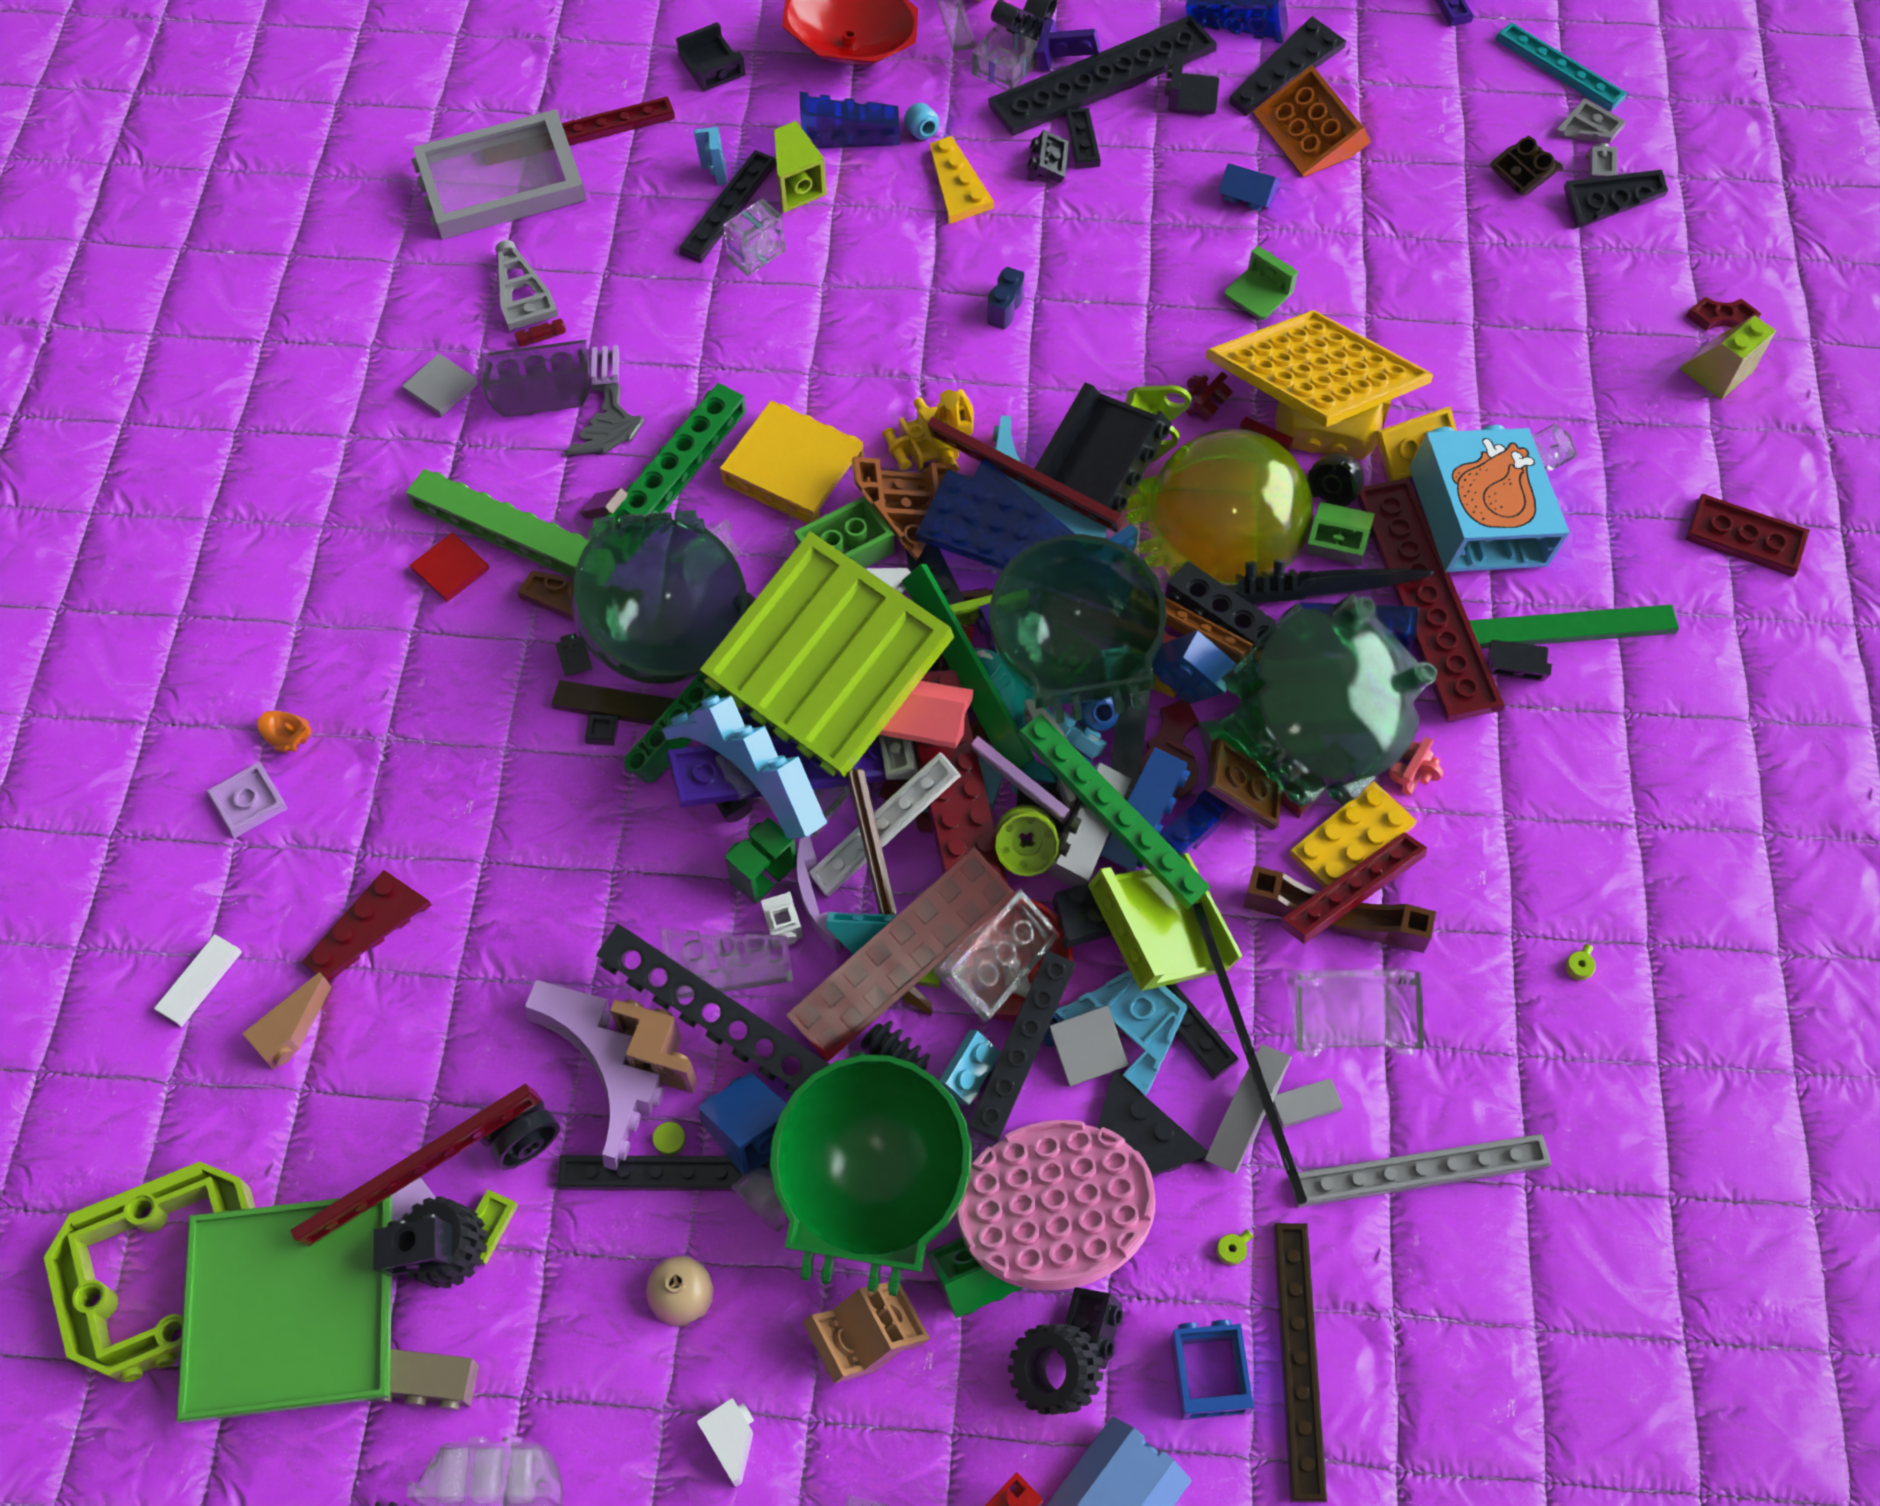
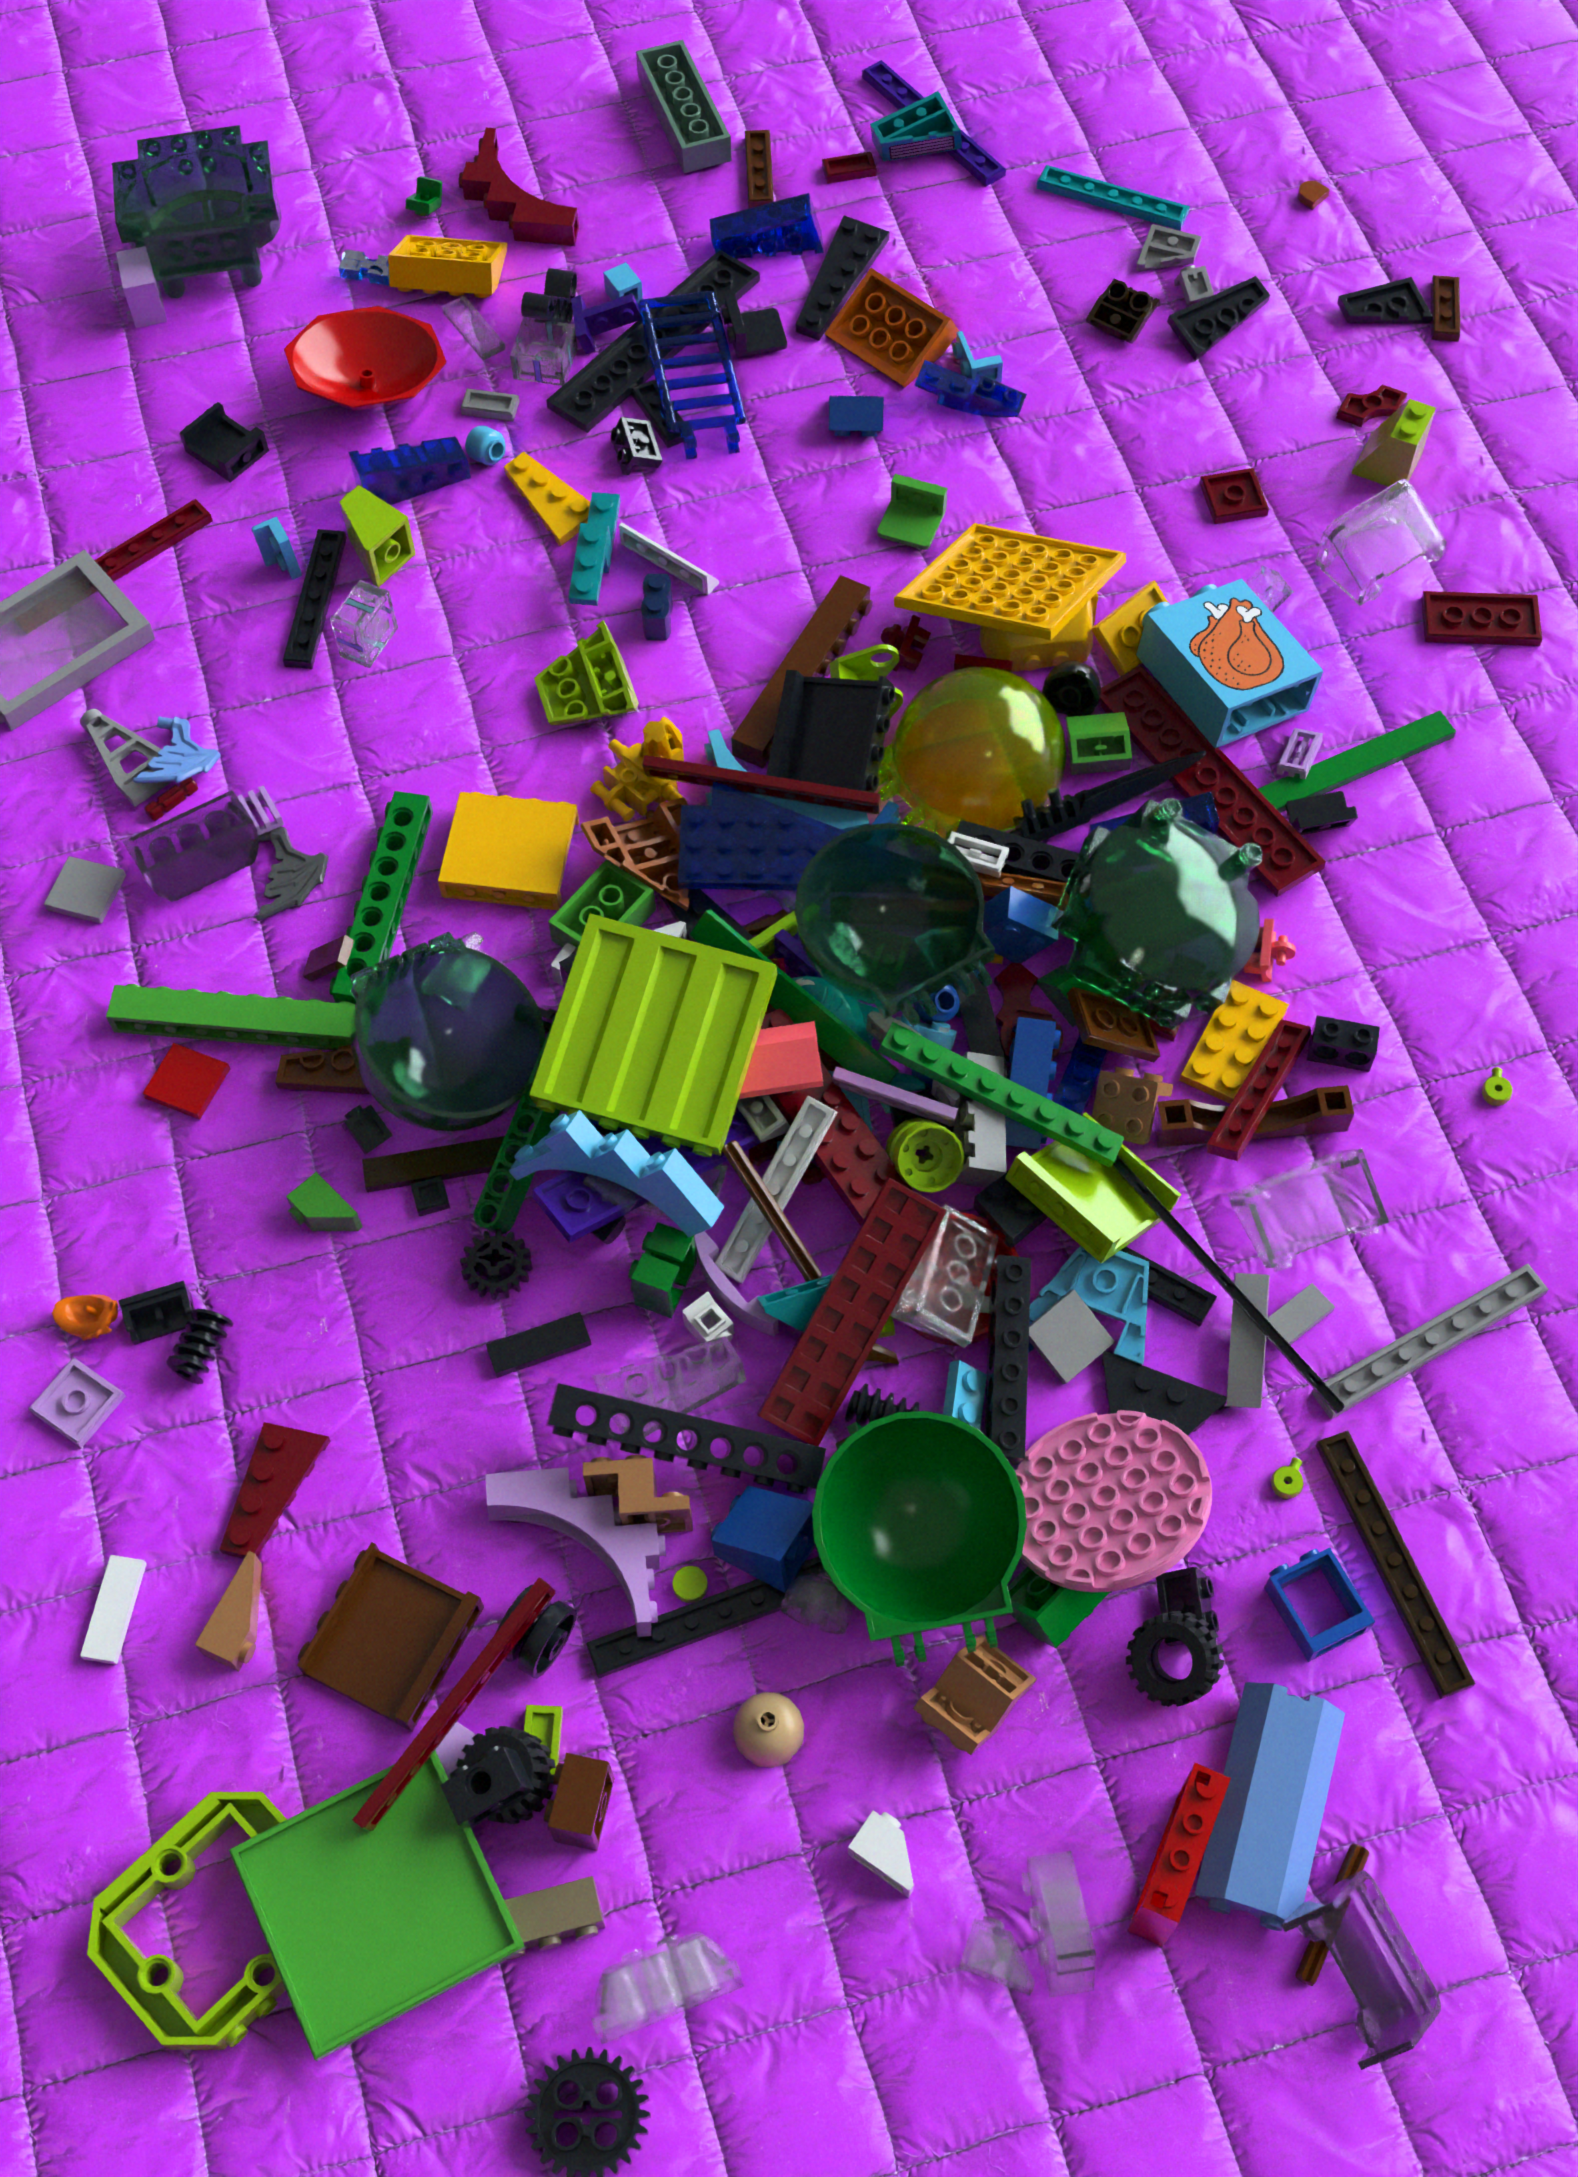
camera: 20 degrees left, 0 degrees up
(341, 748) = (157, 1312): none -> black hinge
(359, 786) = (196, 1344): none -> black piece
(403, 1087) = (389, 1637): none -> reddish brown panel
(490, 1289) = (580, 1801): none -> reddish brown brick
(507, 707) = (321, 1207): none -> bright green slope
(560, 303) = (180, 760): none -> medium blue animal
(628, 807) = (509, 1269): none -> black gear
(634, 886) = (538, 1344): none -> black tile
(920, 343) = (587, 682): none -> lime wedge
(941, 89) = (490, 404): none -> light grey tile
(972, 233) = (594, 549): none -> teal bracket
(1033, 261) = (667, 560): none -> white slope
(1096, 17) = (622, 282): none -> medium azure brick
(1096, 96) = (734, 397): none -> clear blue bar
(1134, 368) = (811, 655): none -> reddish brown brick
(1183, 598) = (981, 862): none -> white tile
(1229, 858) = (1128, 1103): none -> medium nougat bracket
(1360, 201) = (971, 396): none -> clear blue slope
(1374, 181) = (989, 366): none -> medium azure bracket
(1451, 872) = (1343, 1043): none -> black brick
(1514, 612) = (1295, 767): none -> lavender tile
(1560, 356) = (1234, 496): none -> dark red tile
(1676, 434) = (1378, 540): none -> clear windscreen
(1747, 113) = (1312, 193): none -> dark orange tile
(1775, 228) = (1386, 303): none -> black wing
(1830, 248) = (1445, 308): none -> reddish brown tile

